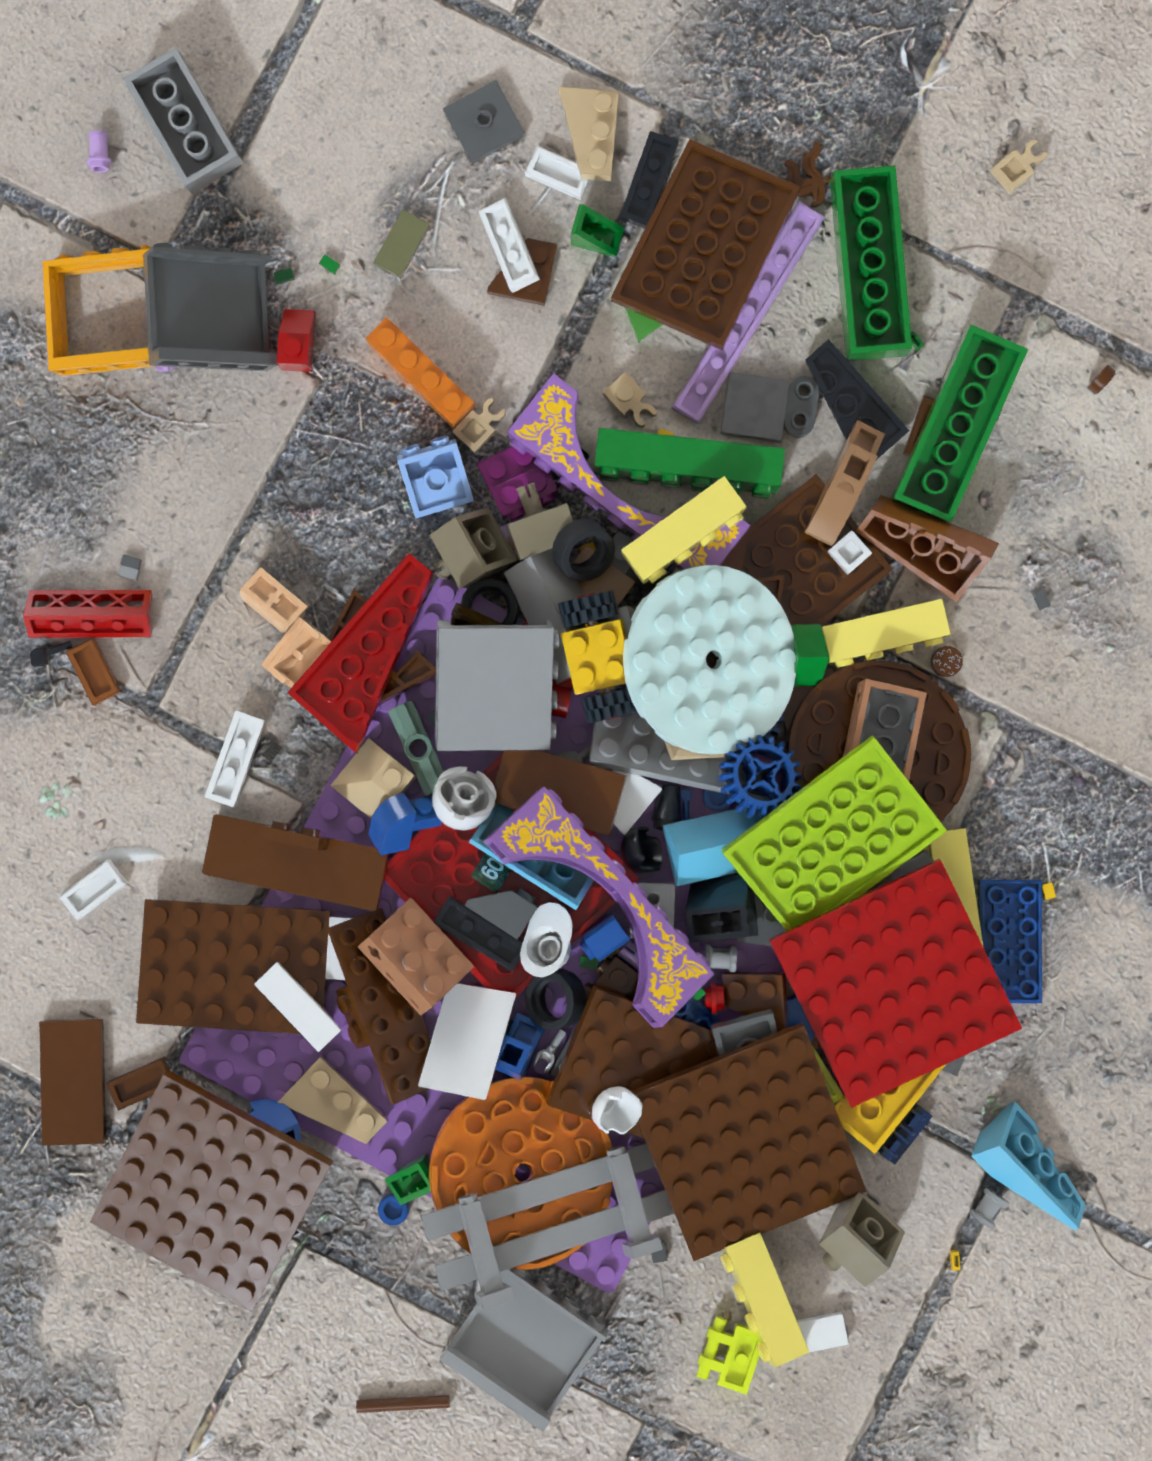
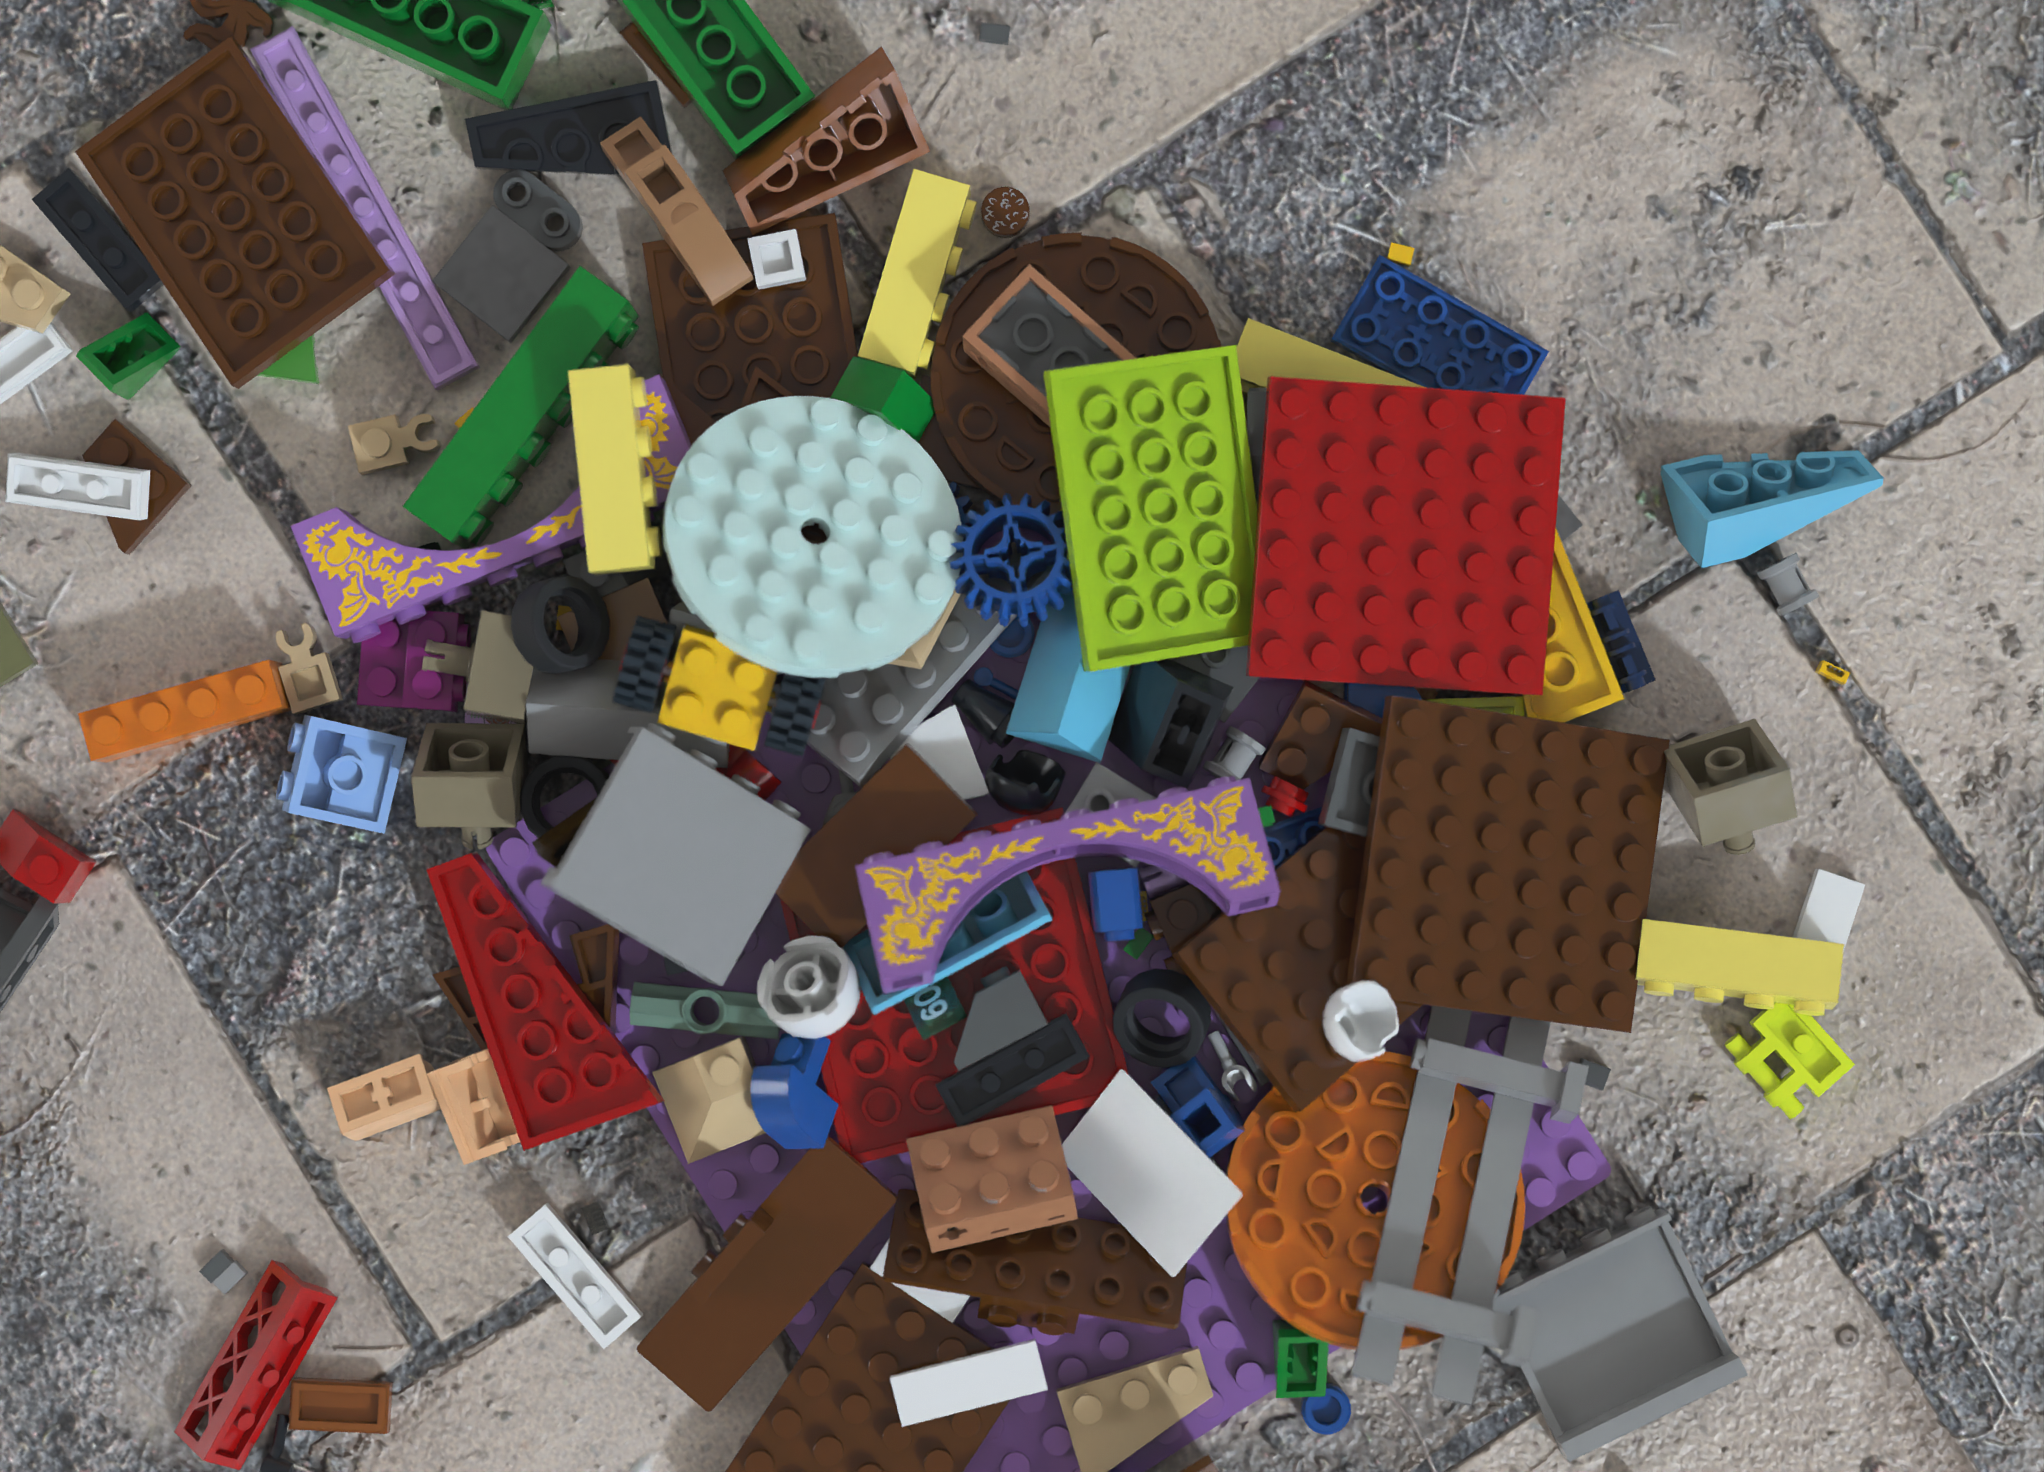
camera: 60 degrees left, 0 degrees up
(547, 940) = (1073, 983): white piece -> none

